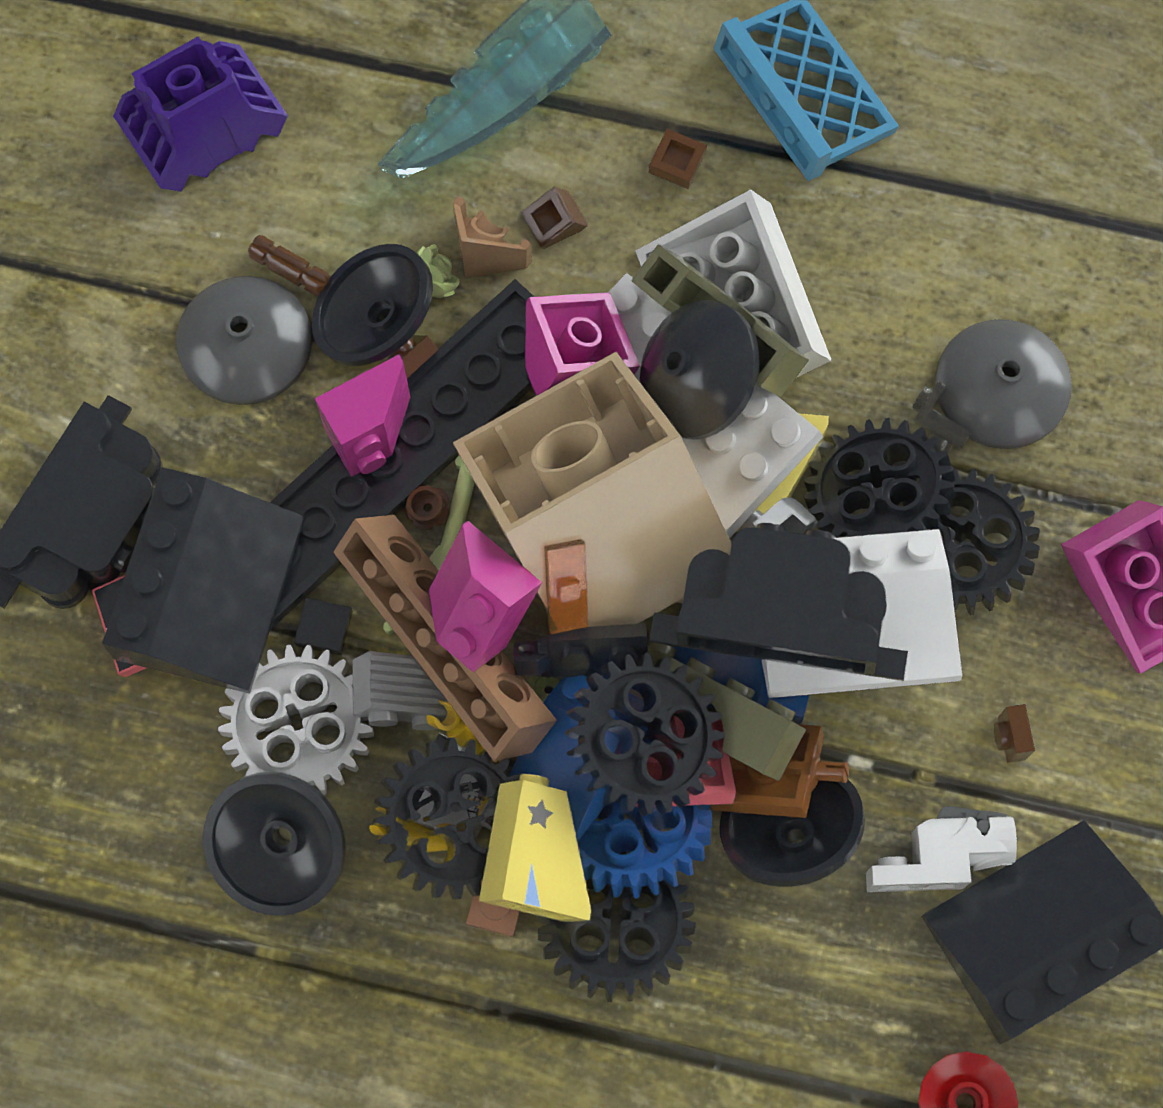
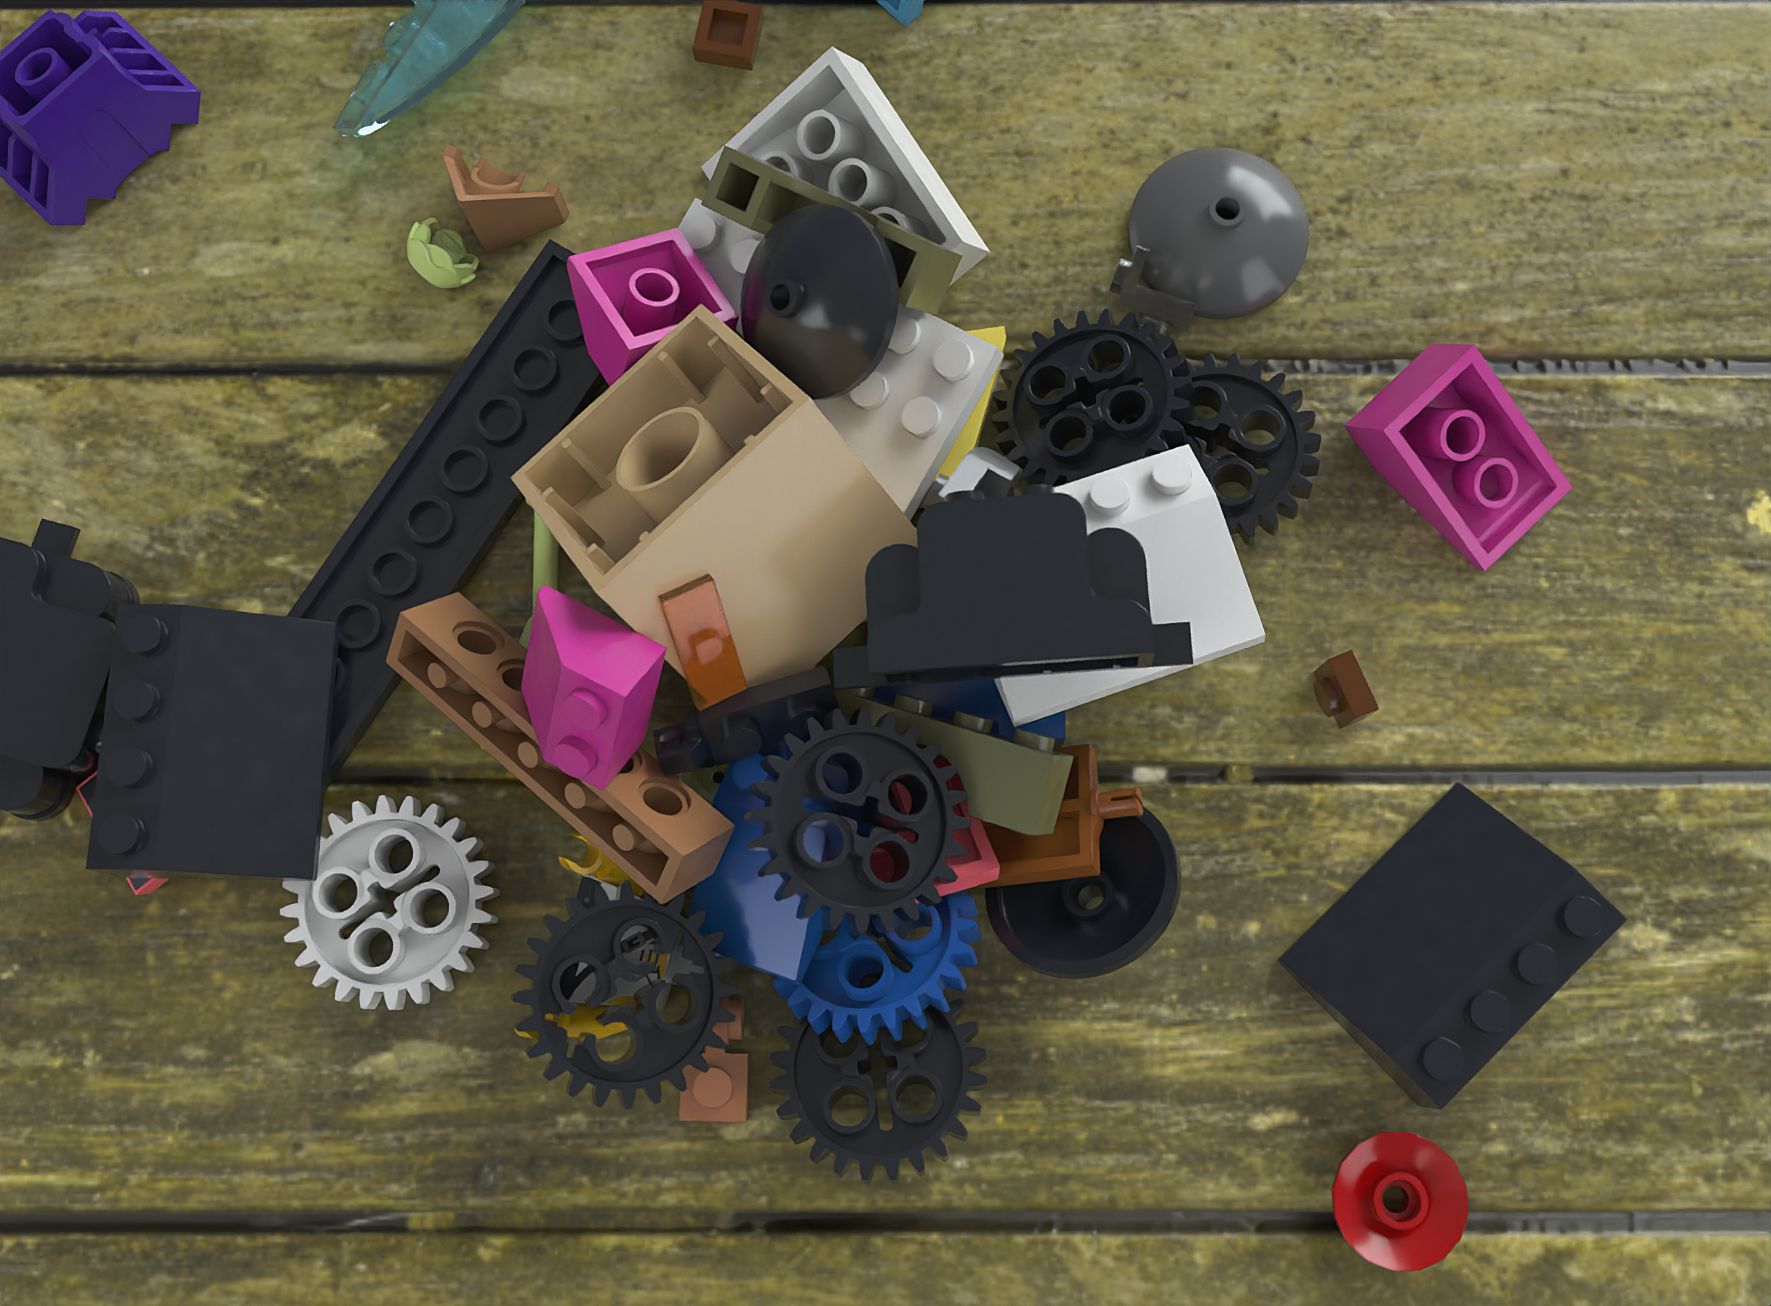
camera: 10 degrees left, 5 degrees up
(250, 363) = (232, 424): dark grey dish -> none
(253, 858) = (378, 1102): black dish -> none
(288, 265) = (247, 290): reddish brown axle -> none
(323, 626) = (399, 762): black tile -> none
(366, 415) = (385, 466): dark pink slope -> none
(372, 305) = (366, 316): black dish -> none
(394, 690) = (507, 829): light grey brick -> none
(415, 353) = (430, 373): reddish brown plate -> none
(424, 496) = (487, 568): reddish brown plate -> none
(535, 853) = (746, 1017): light yellow slope -> none
(554, 217) = (584, 147): reddish brown slope -> none
(946, 850) = (1292, 867): white plate -> none

